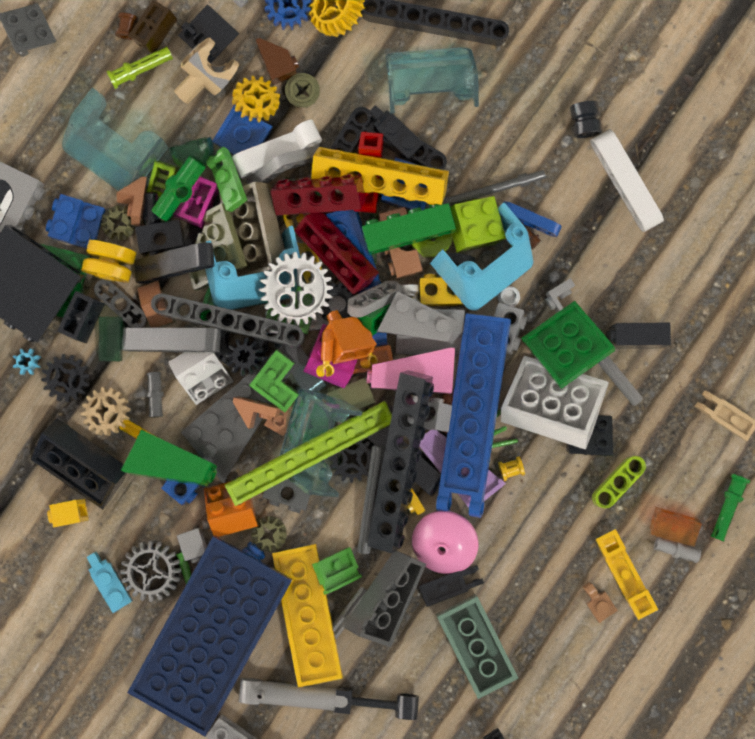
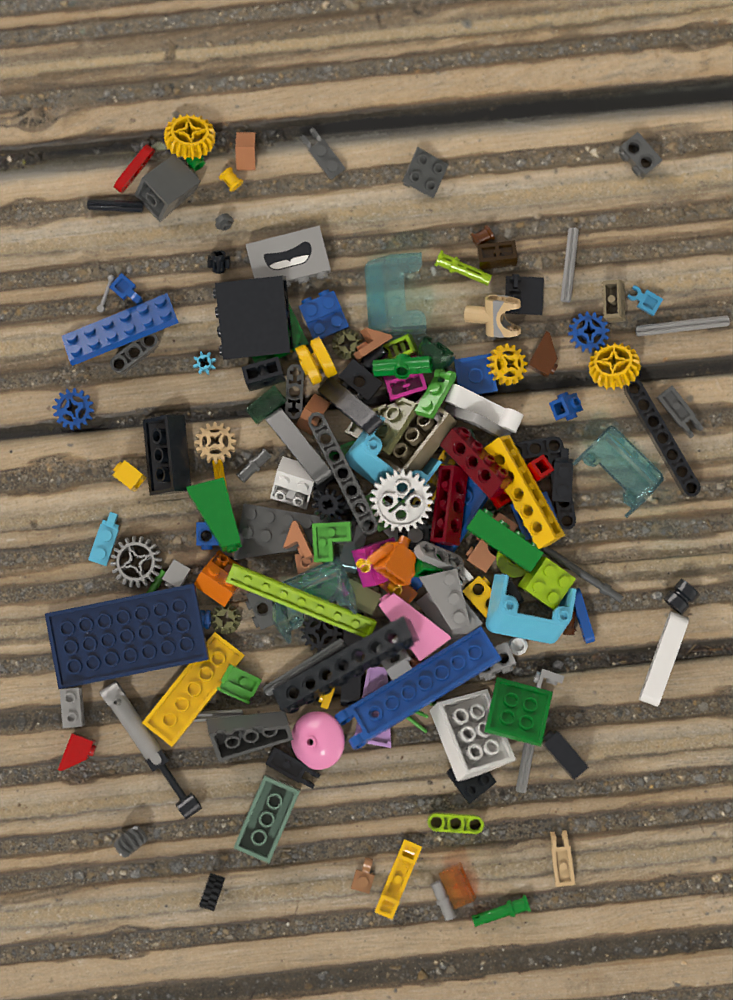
camera: 55 degrees right, 0 degrees up
(57, 382) = (218, 390): black gear -> none
(302, 81) = (546, 384): olive gear -> none
(336, 78) = (566, 406): none -> blue brick
(511, 468) = (404, 743): yellow bush -> none

